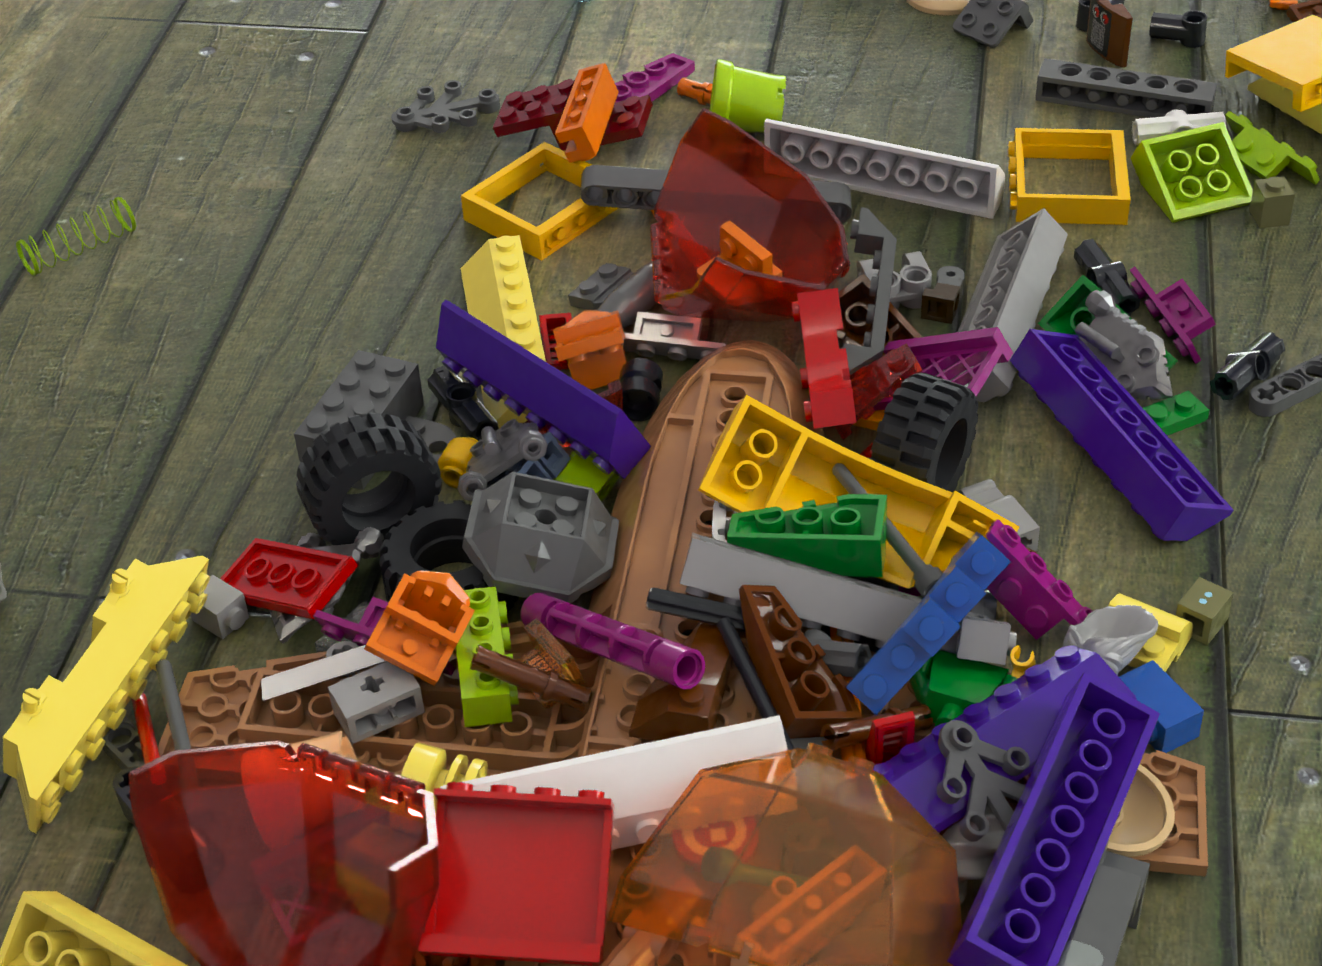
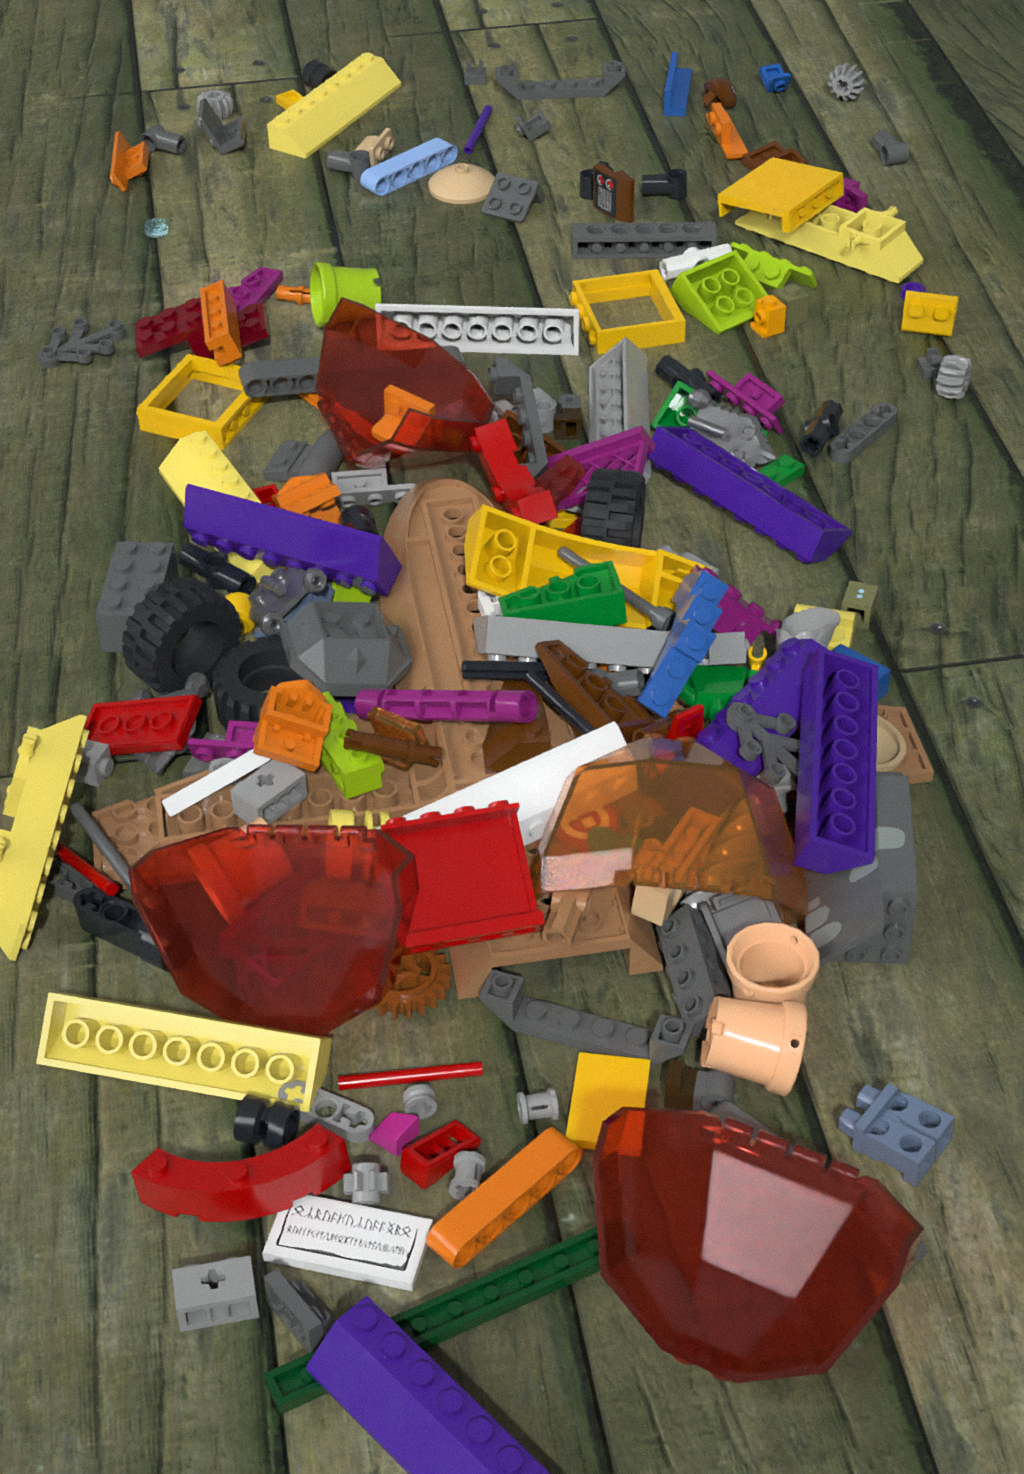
camera: 20 degrees left, 0 degrees up
(1239, 211) = (769, 316): none -> light orange brick

